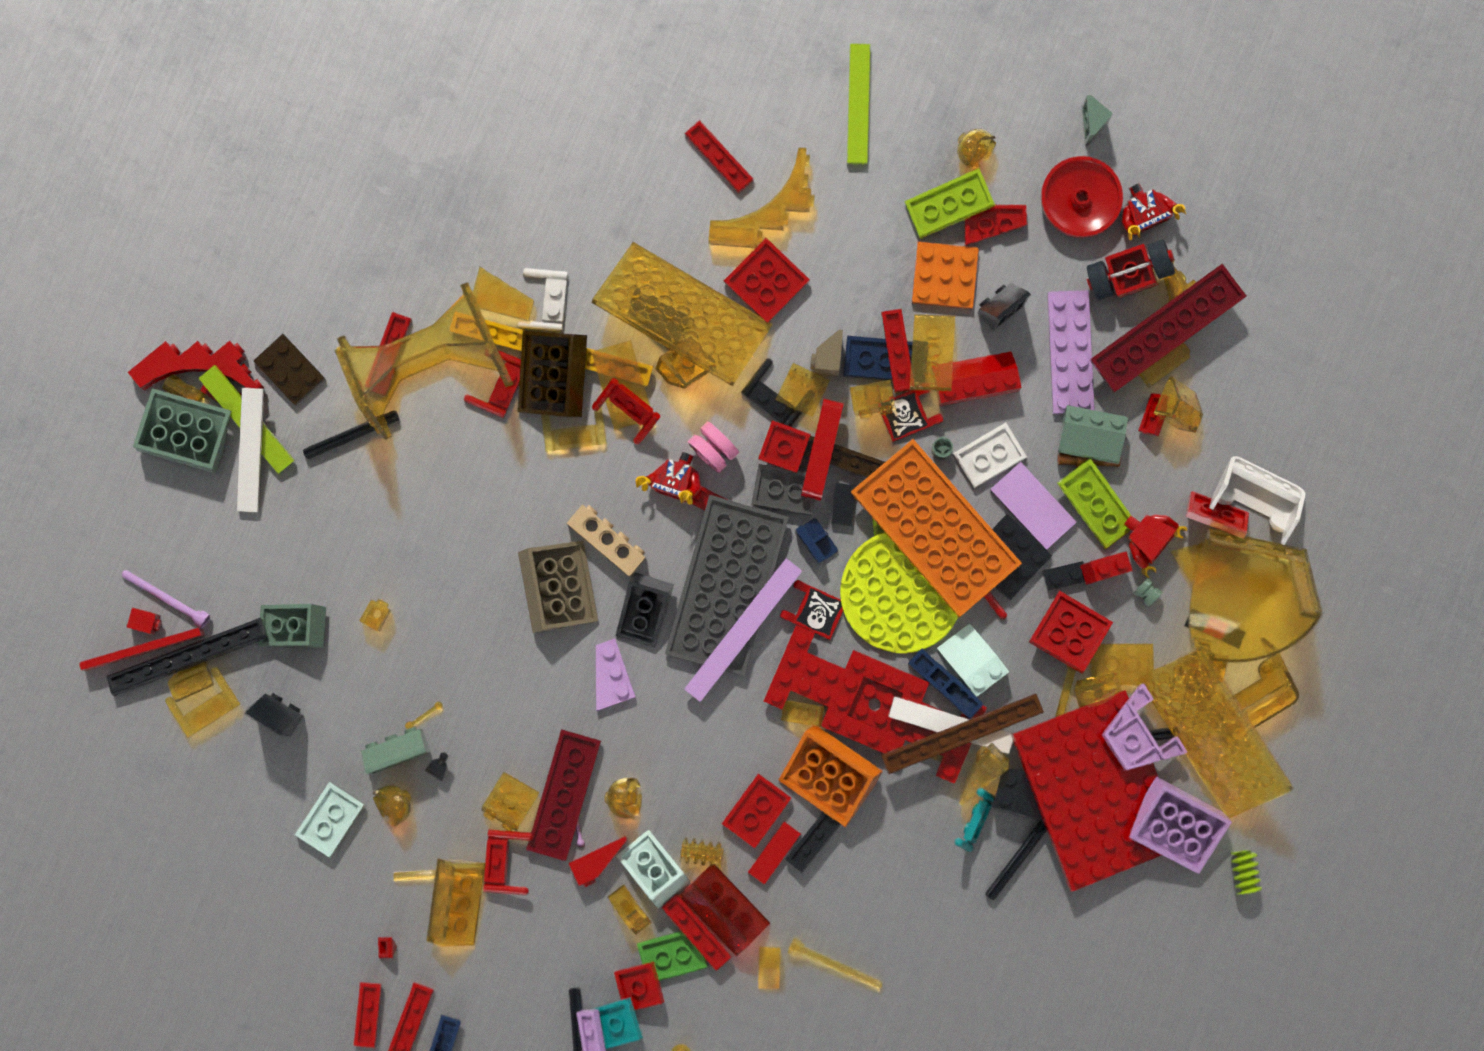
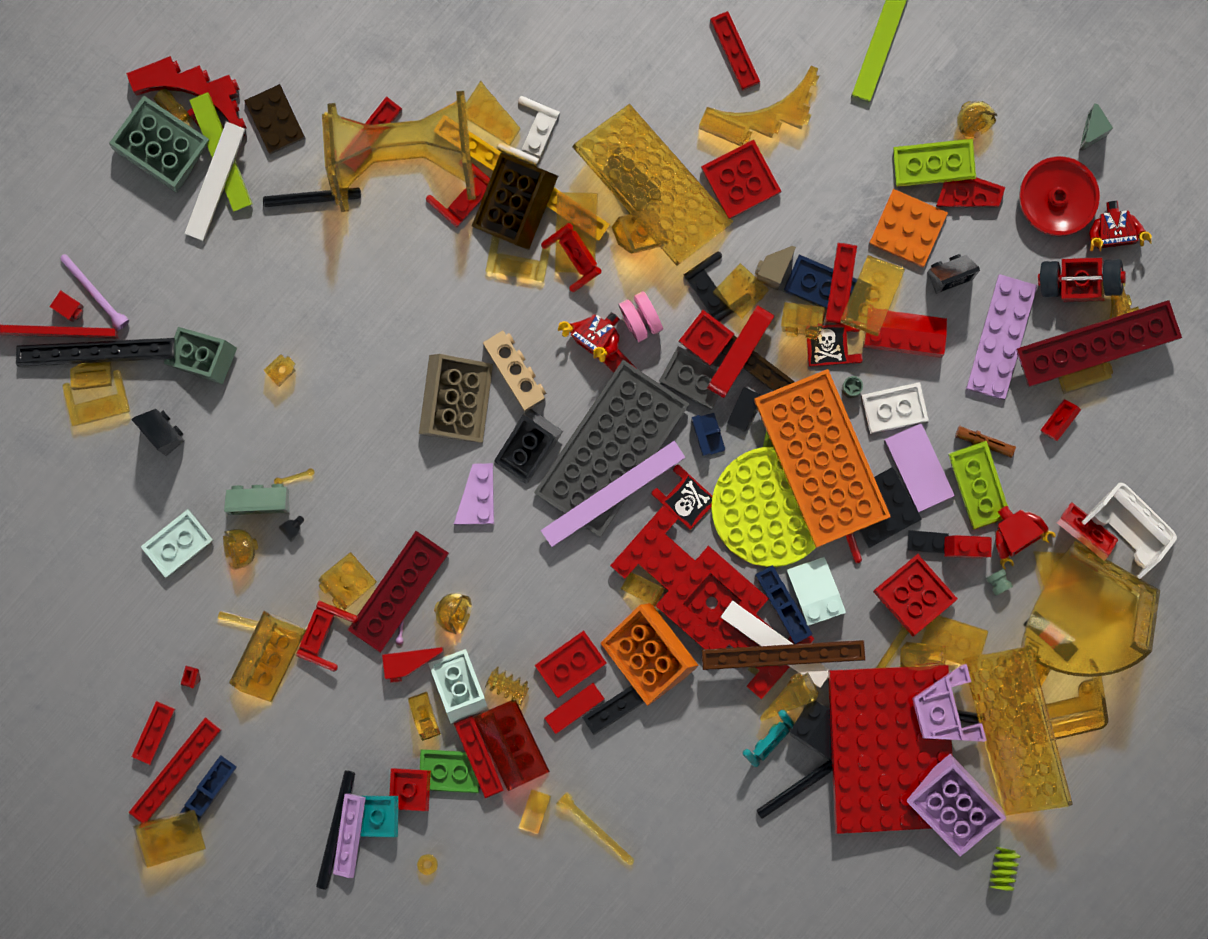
camera: 20 degrees right, 0 degrees up
(1092, 434) = (996, 419): sand green slope -> none
(1179, 406) = (1085, 419): clear yellow slope -> none

